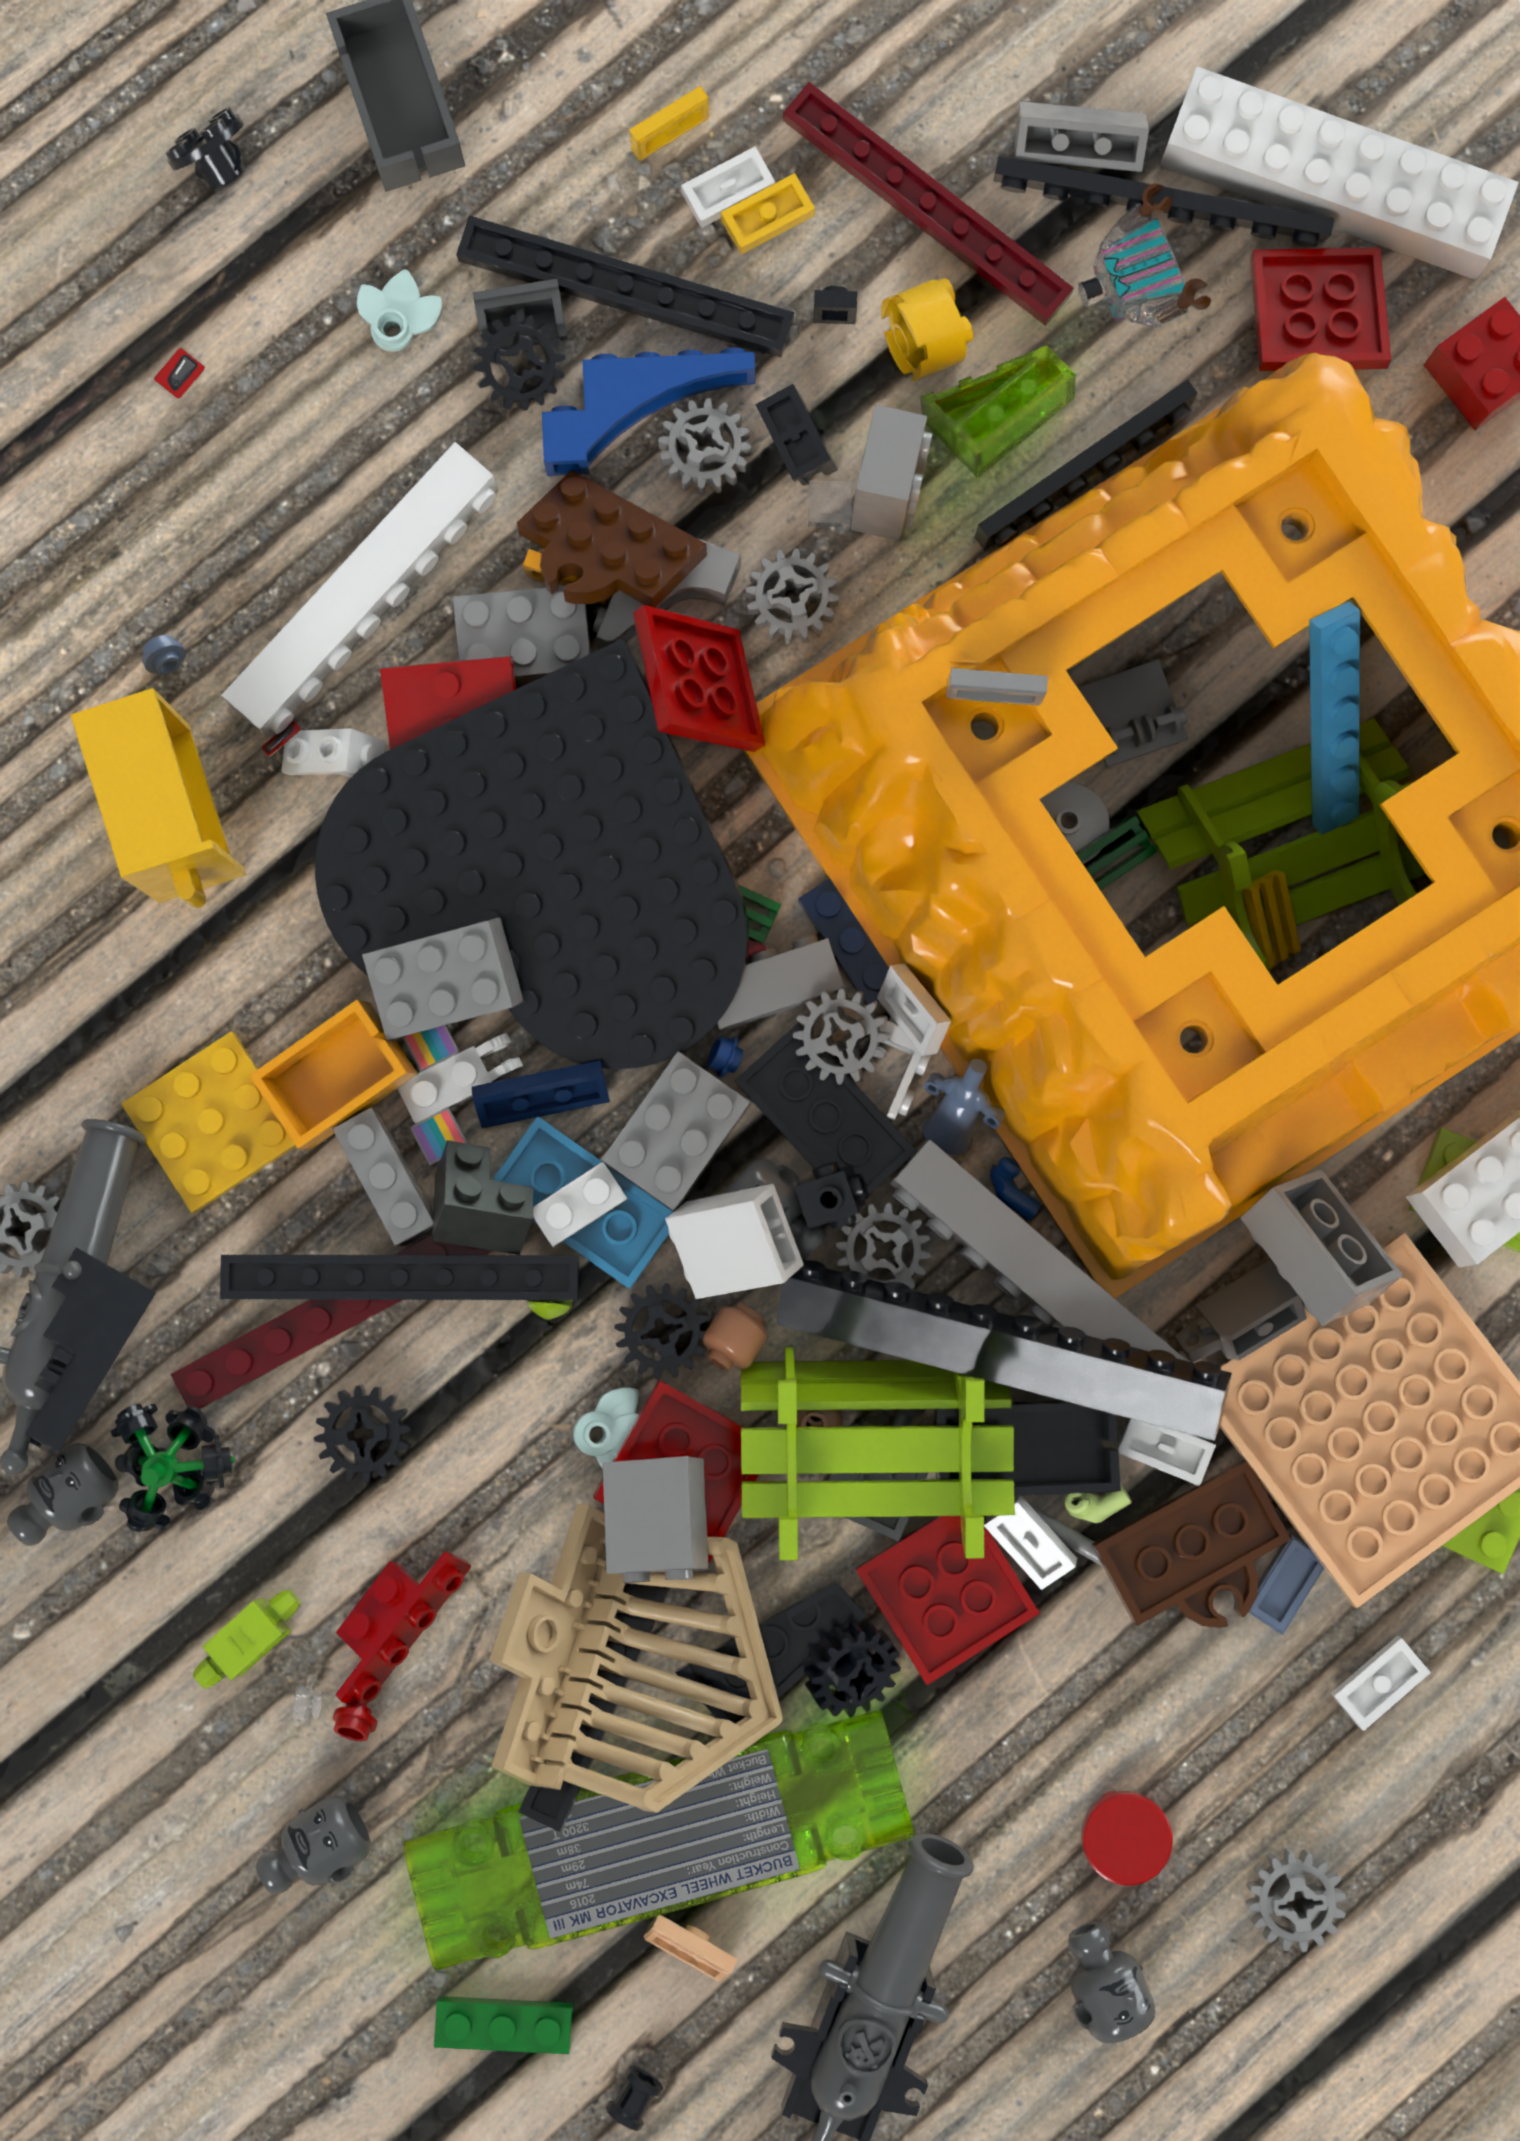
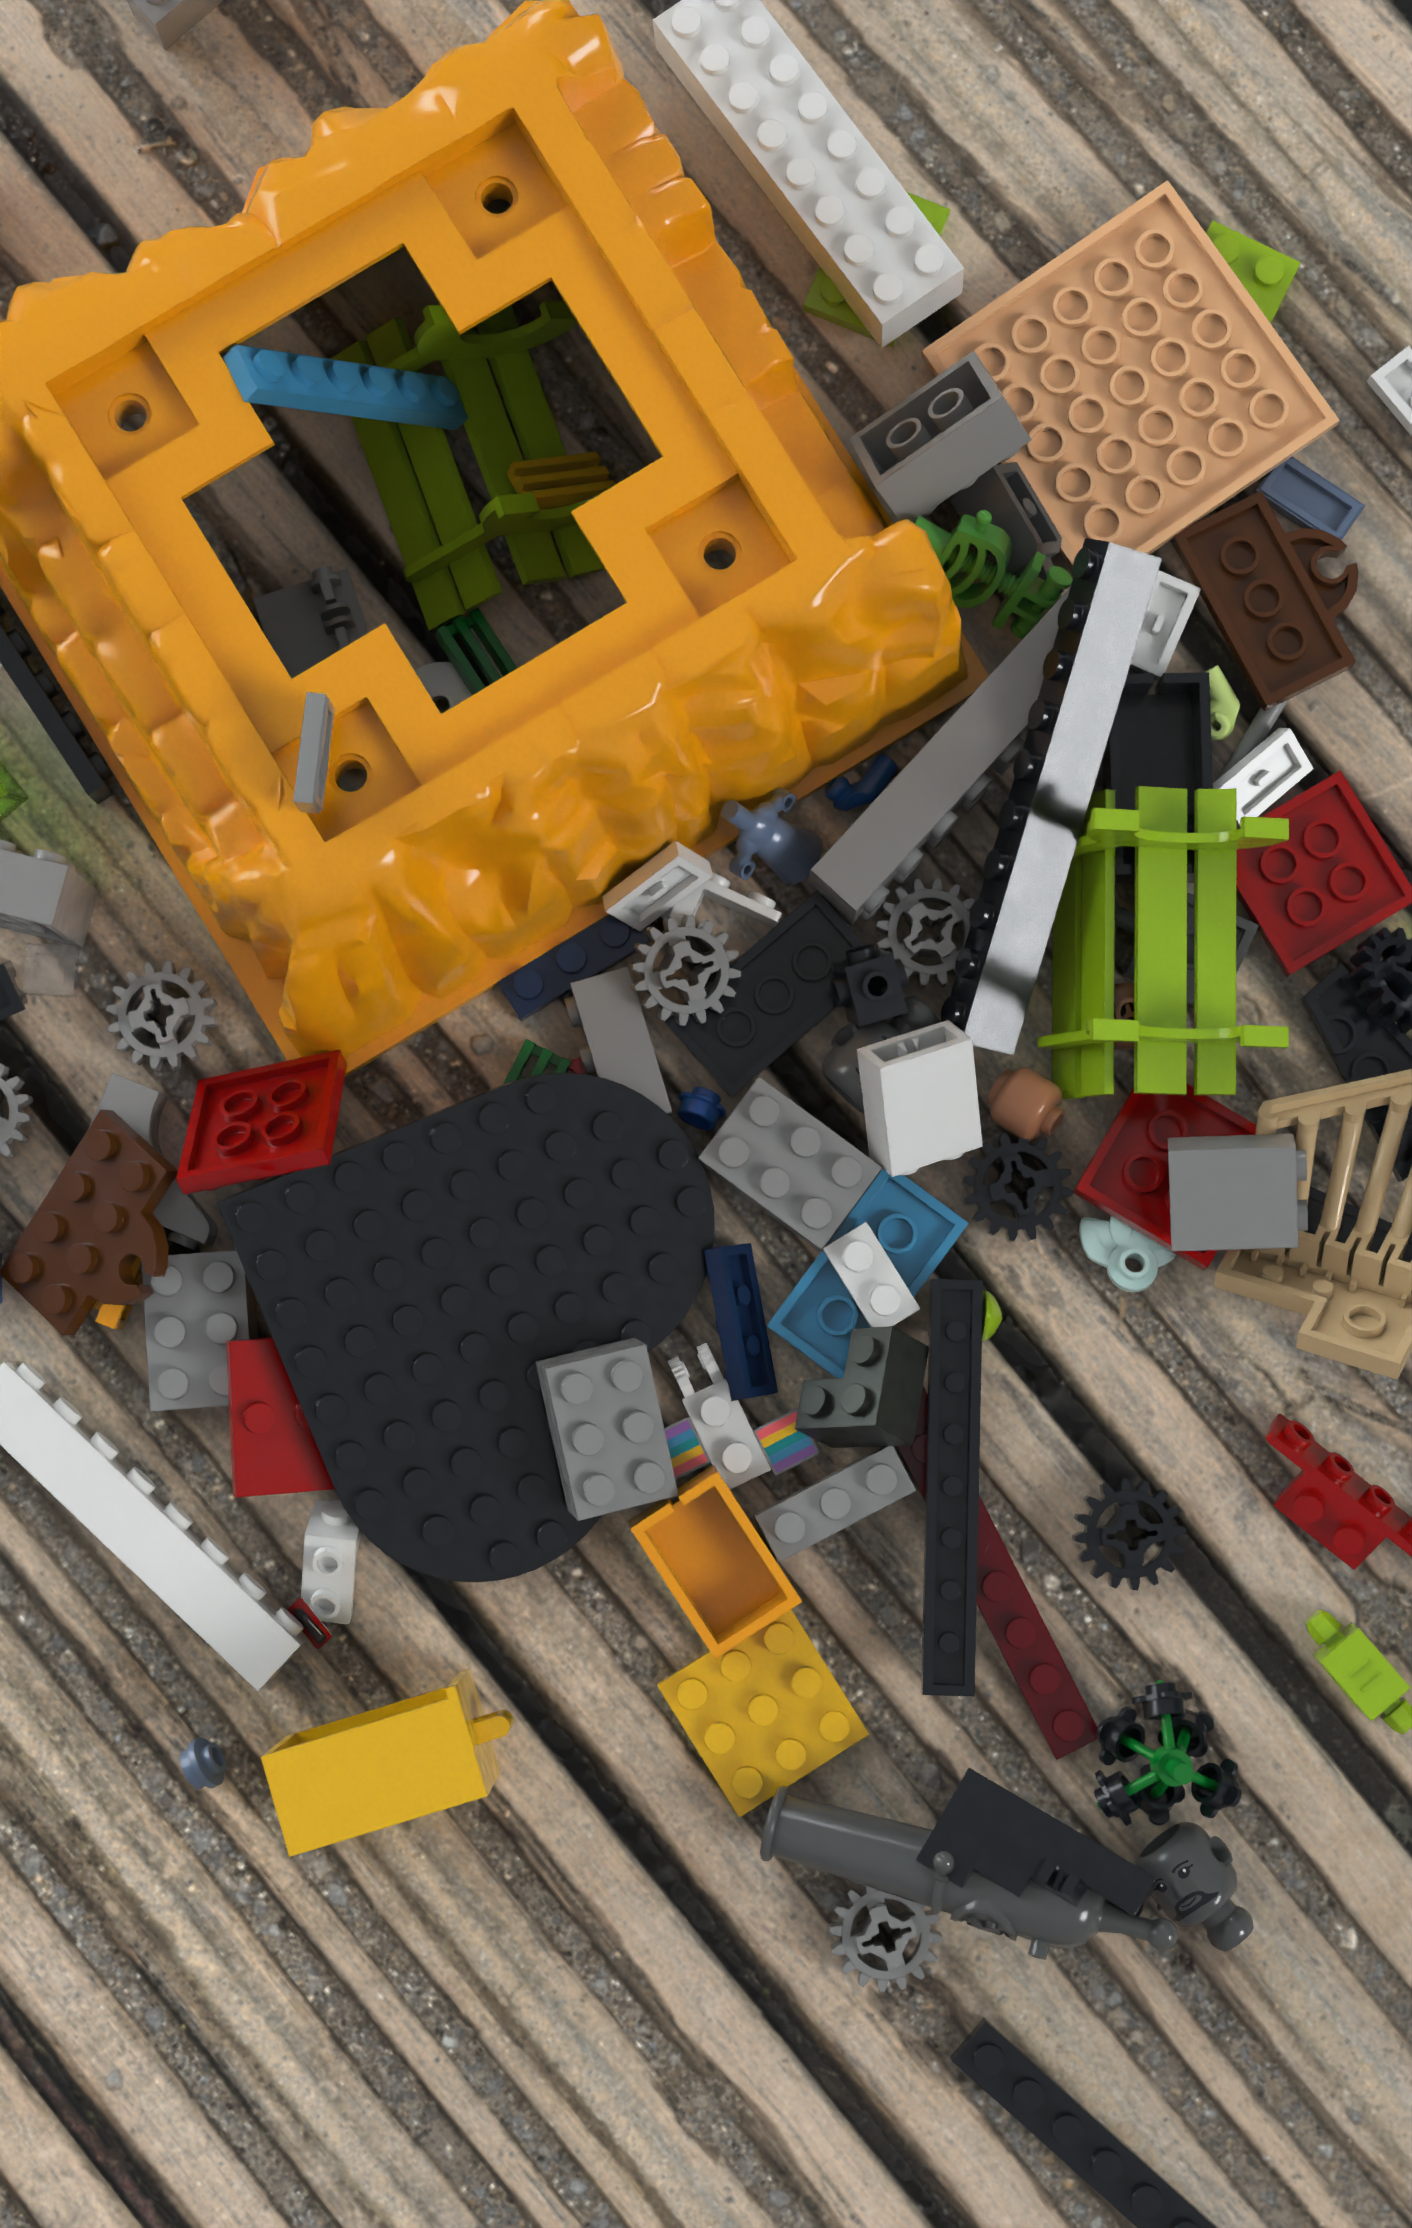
camera: 85 degrees left, 0 degrees up
(1183, 1327) = (1026, 595): none -> bright green torso

